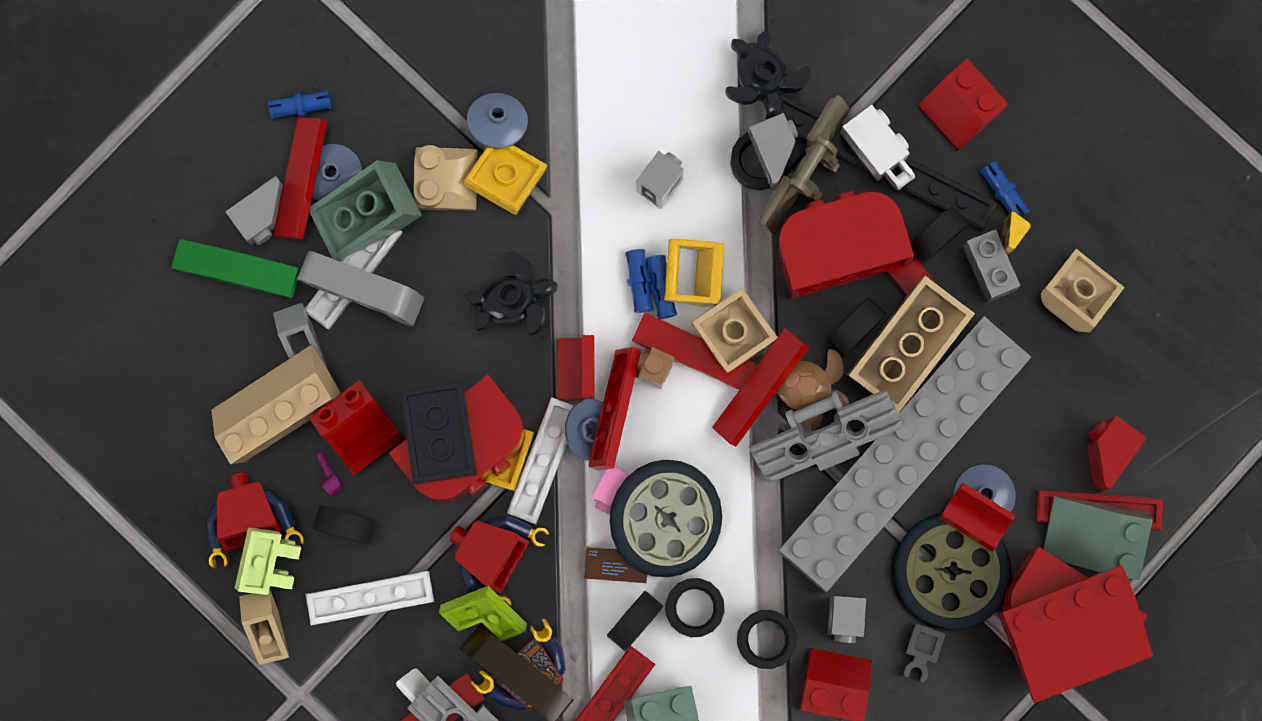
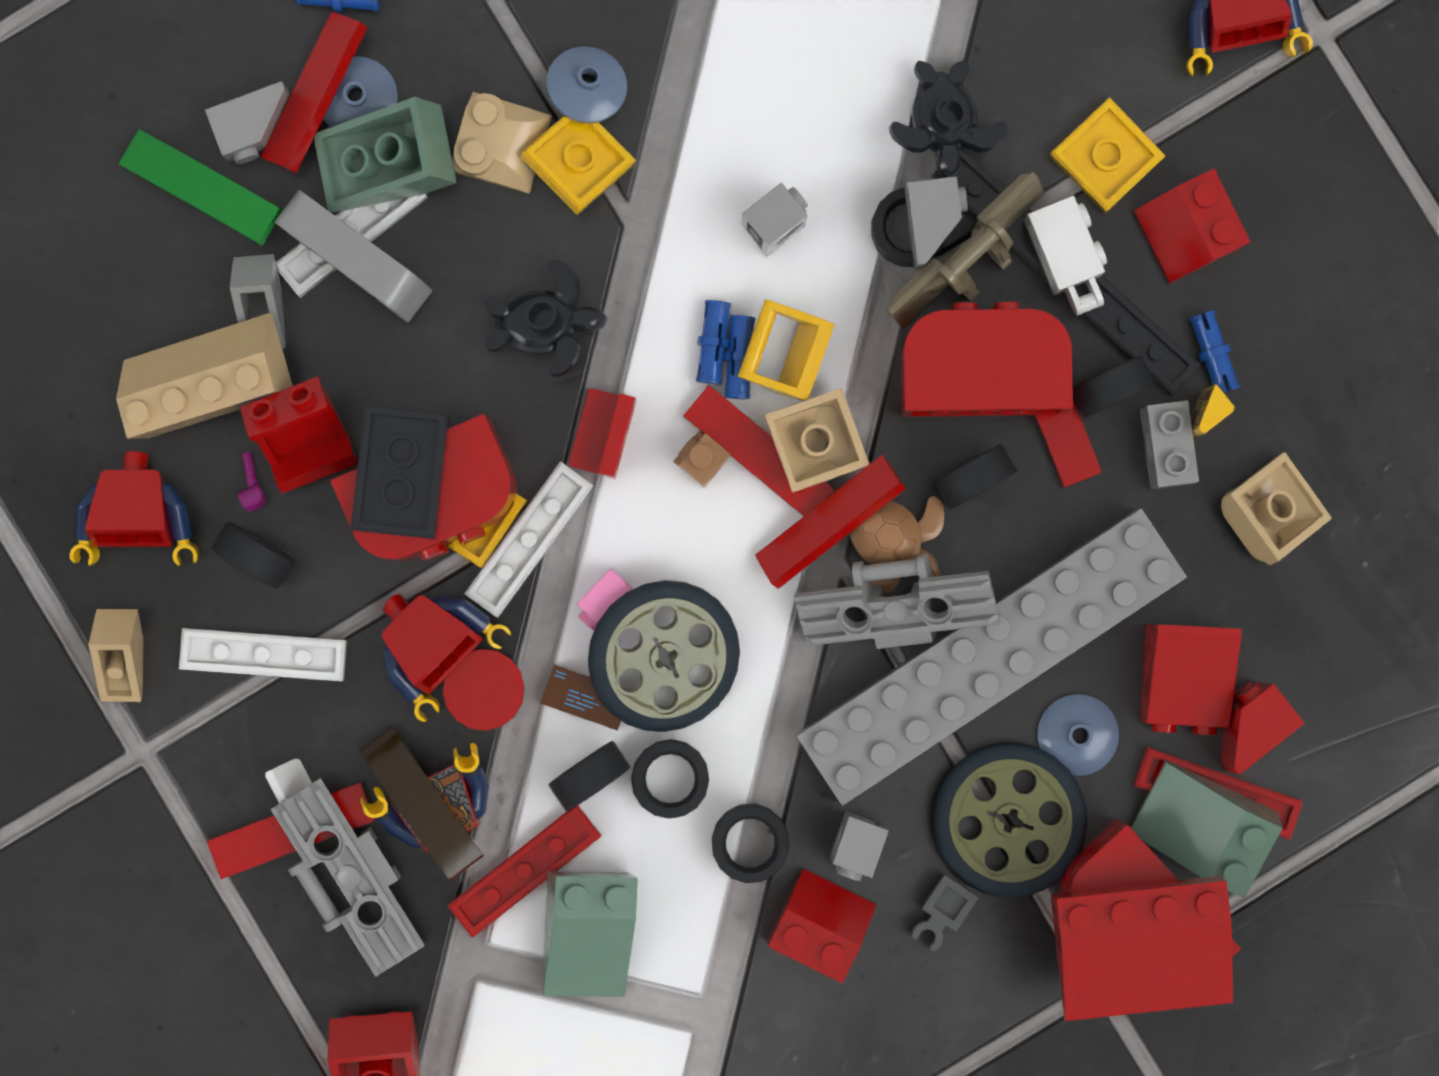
camera: 10 degrees right, 5 degrees up
(258, 562) = (131, 571): yellowish green plate -> none
(486, 608) = (404, 708): lime tile -> none
(540, 580) = (484, 690): none -> red tile
(582, 415) = (614, 518): sand blue dish -> none
(614, 408) = (636, 498): red tile -> none
(887, 71) = (1107, 155): none -> yellow tile
(911, 342) = (1037, 517): tan slope -> none
(977, 517) = (1060, 762): red panel -> none
(1053, 429) = (1189, 677): none -> red slope

